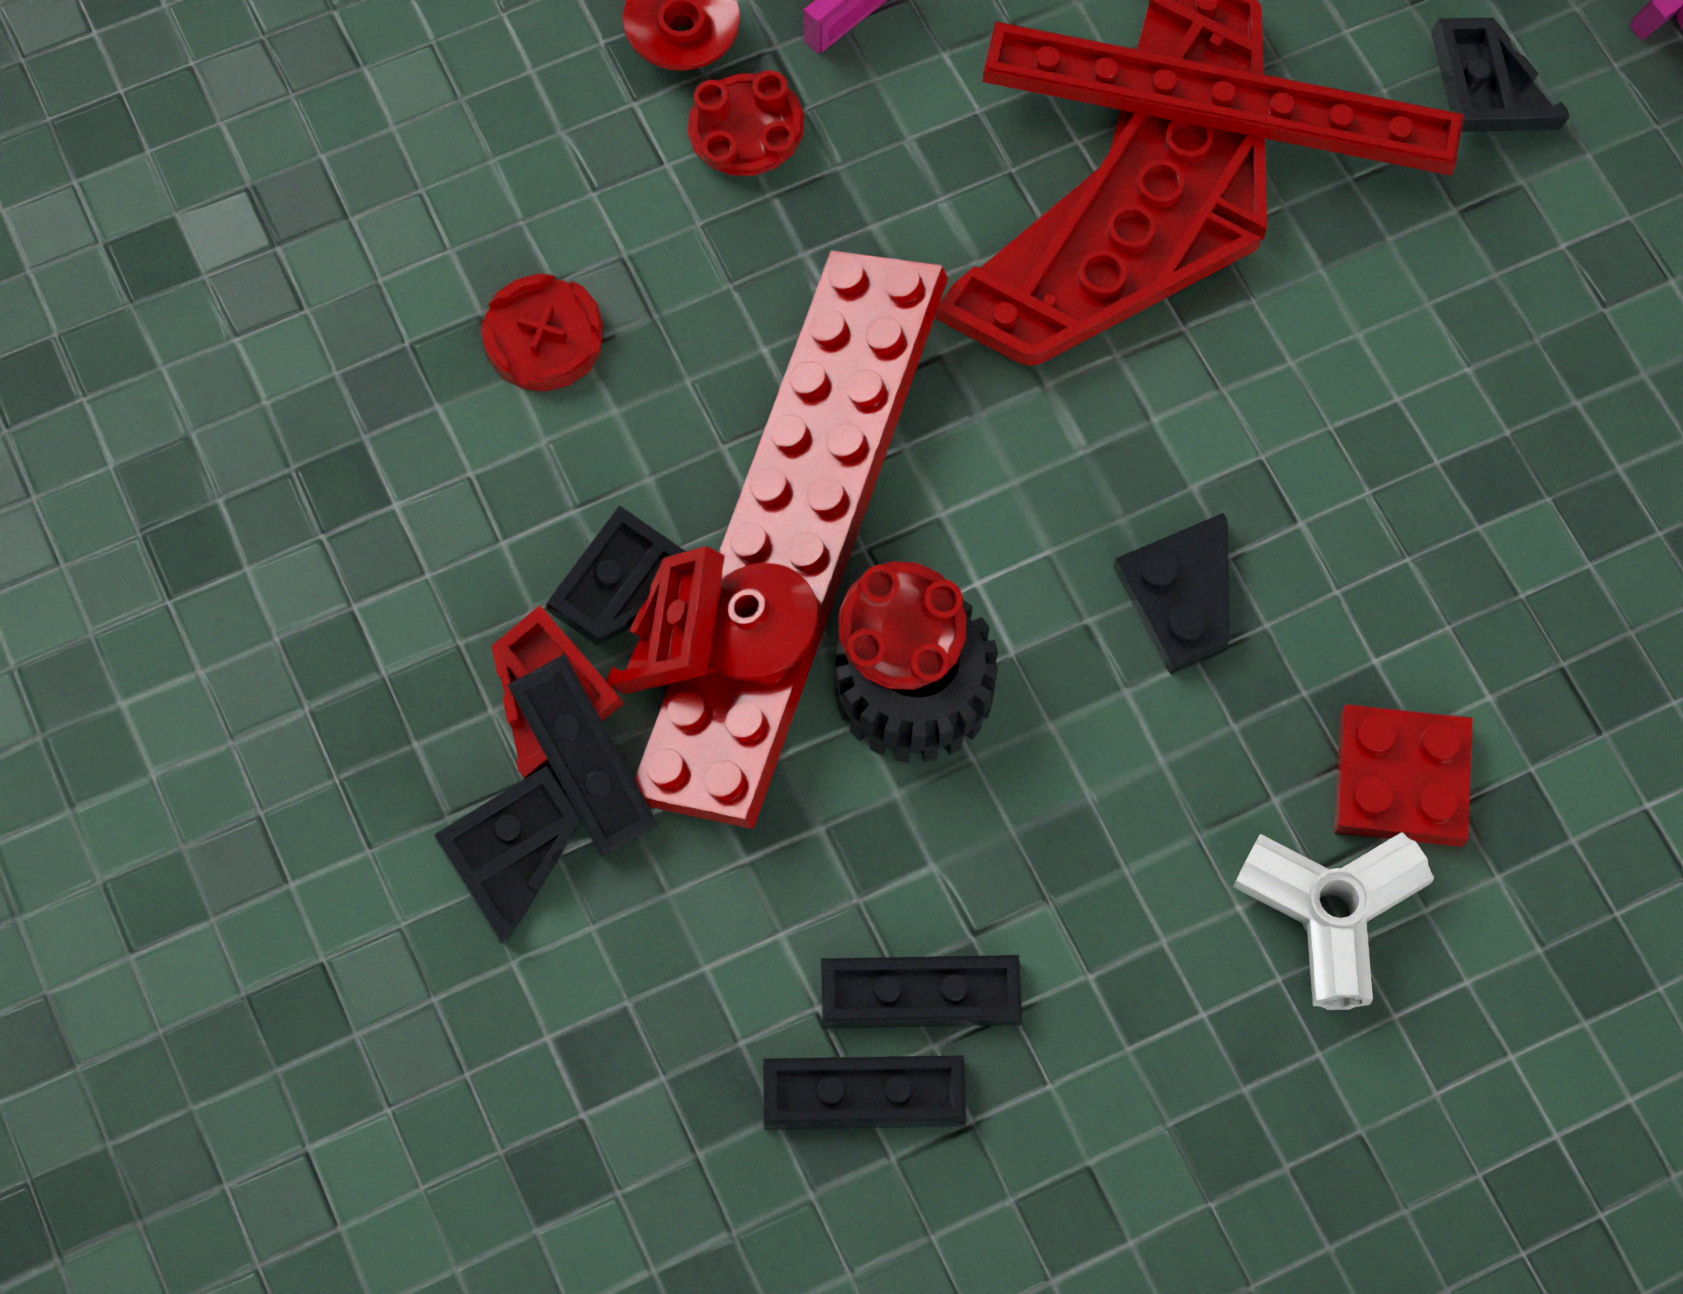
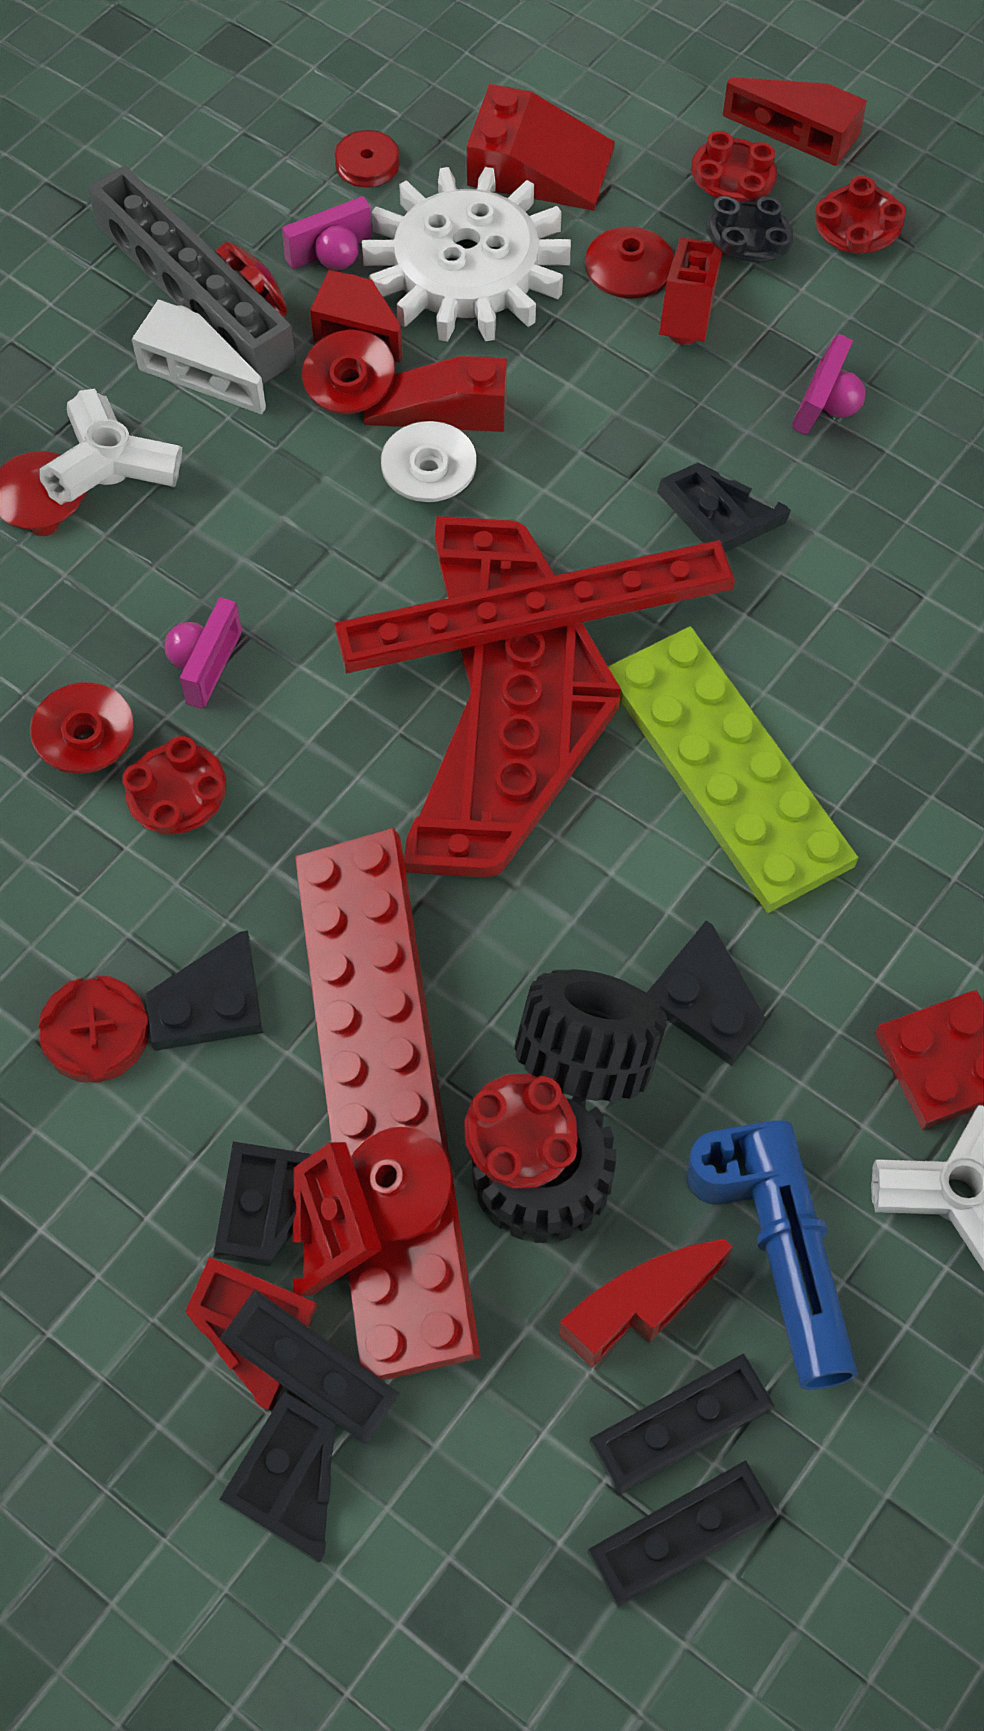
camera: 25 degrees left, 5 degrees down
(670, 354) = (207, 999): none -> black wing
(947, 852) = (642, 1299): none -> red slope
(1029, 566) = (590, 1034): none -> black tyre
(1143, 803) = (774, 1179): none -> blue piece
(1342, 368) = (731, 770): none -> lime plate

